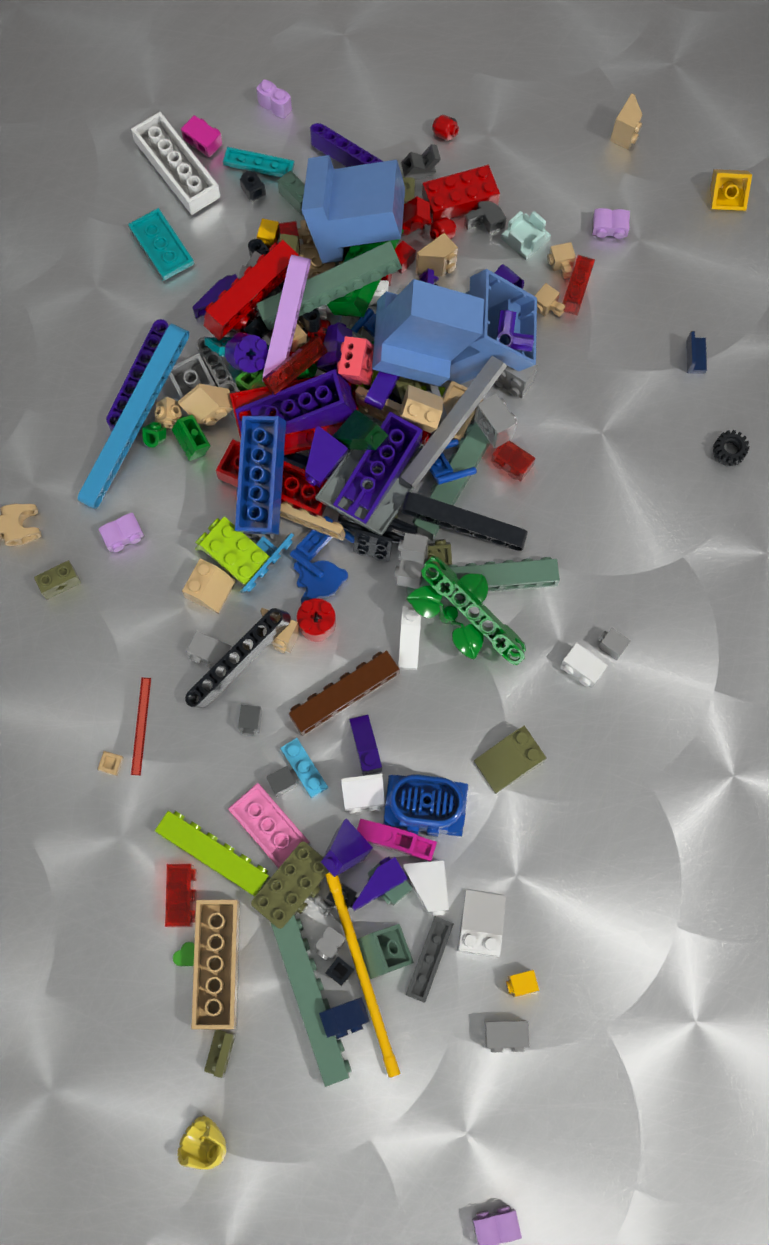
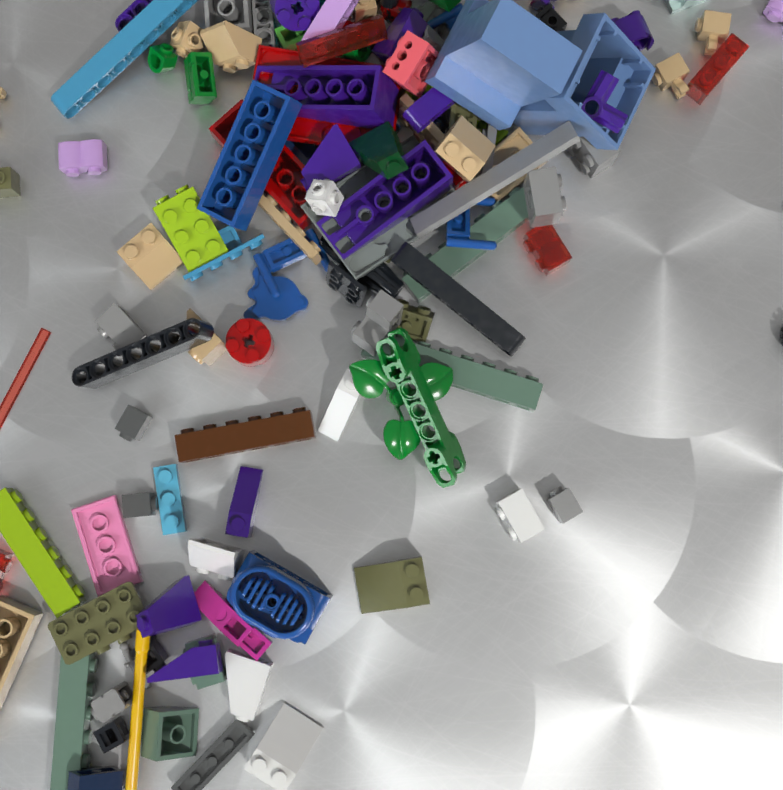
camera: 30 degrees right, 10 degrees up
(332, 482) = (324, 197): none -> white brick

